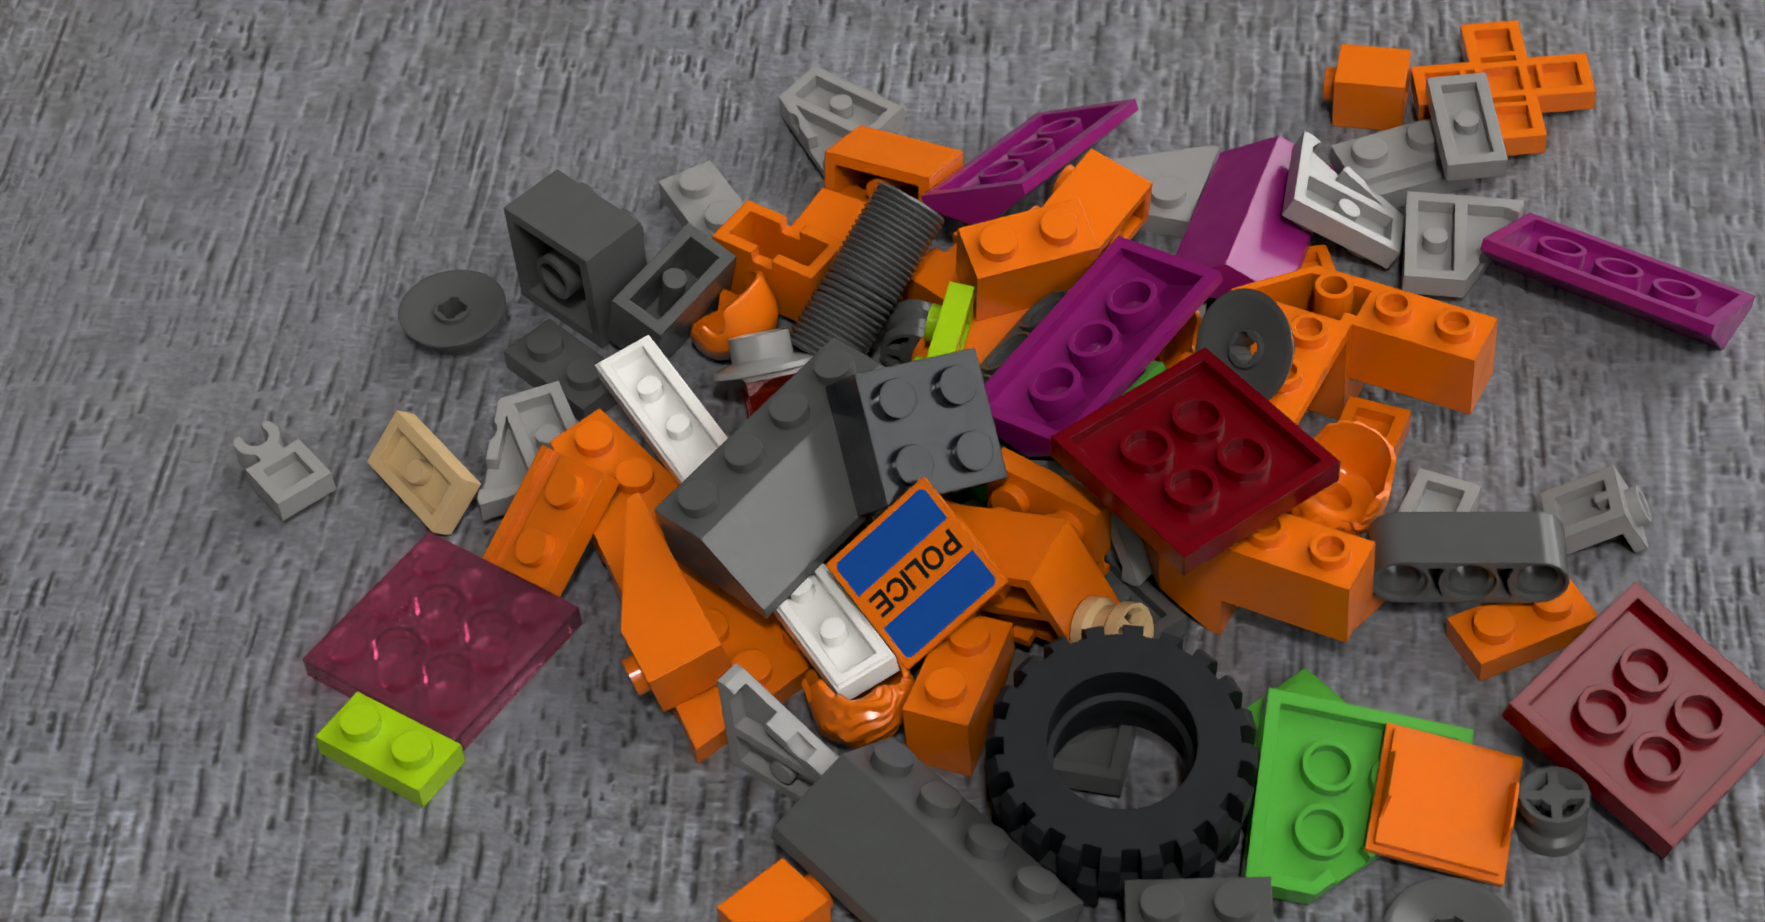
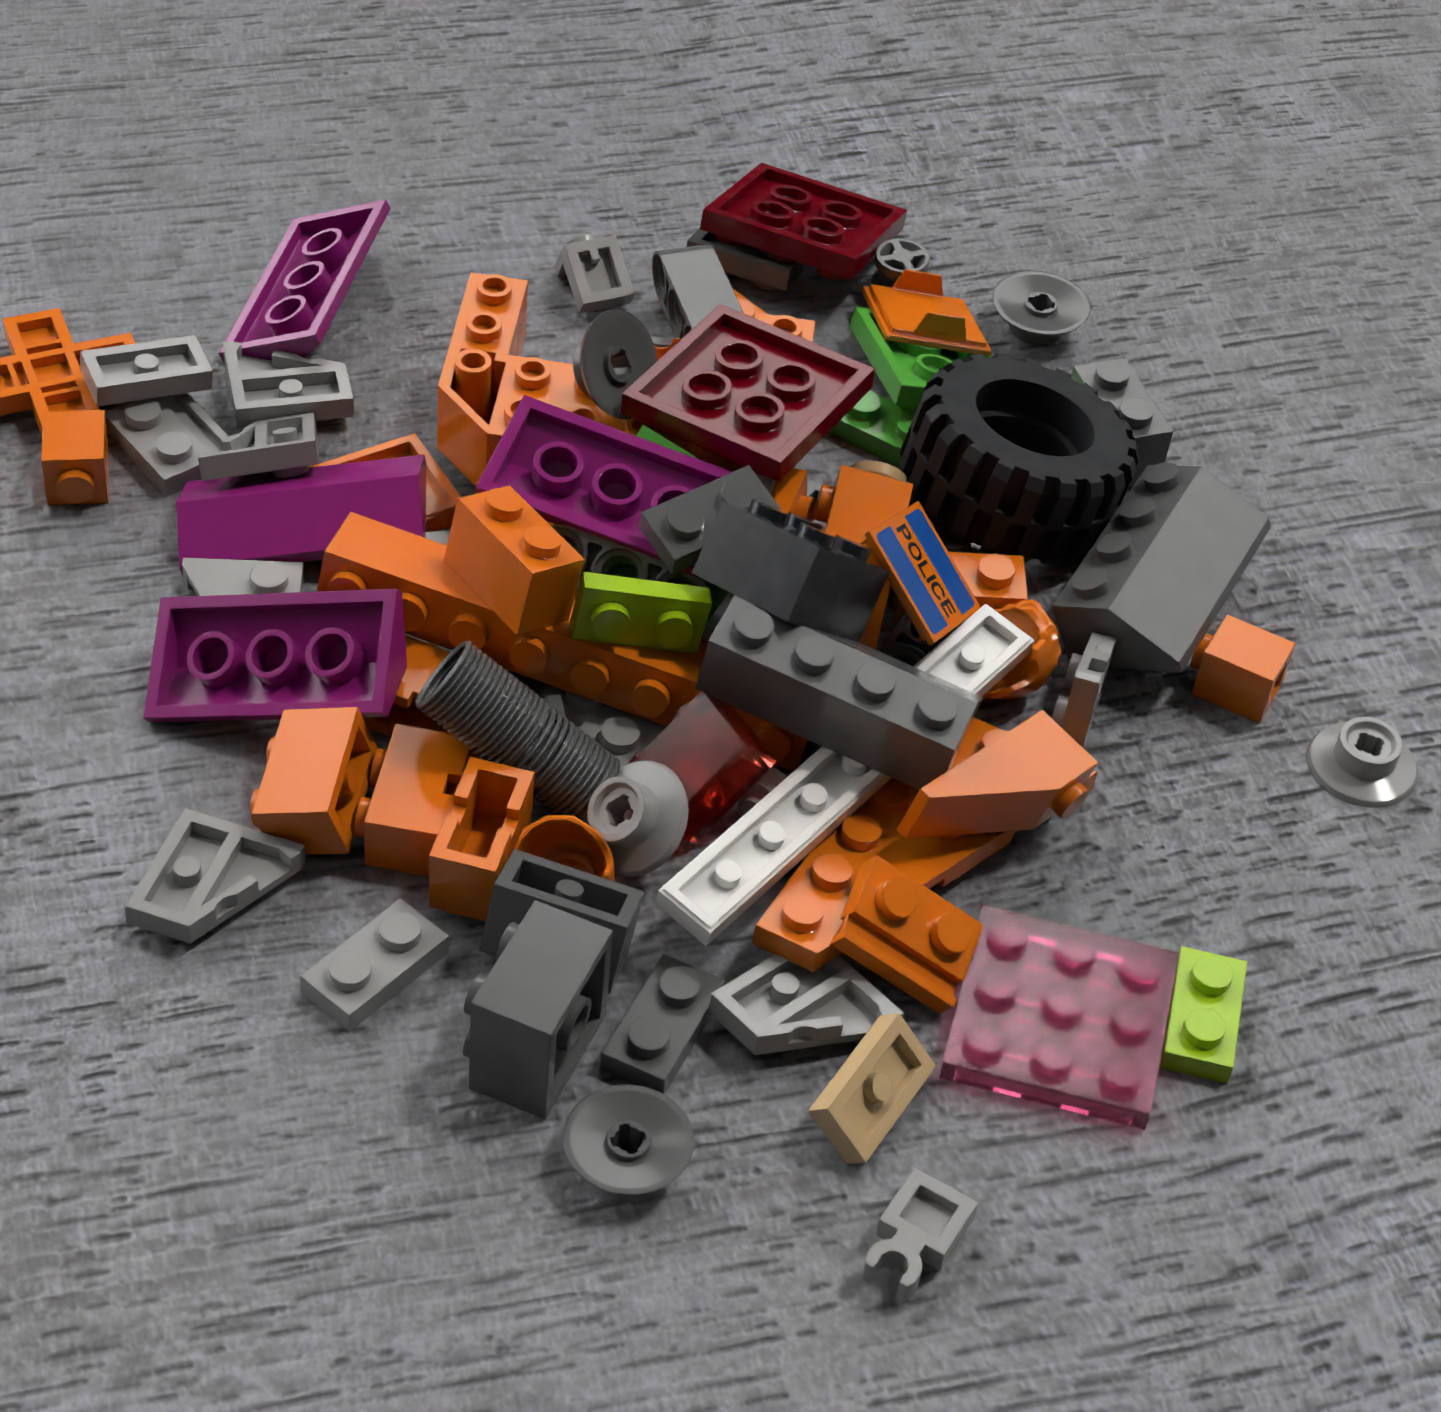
camera: 120 degrees left, 0 degrees up
(1020, 396) = (683, 523): none -> dark grey plate

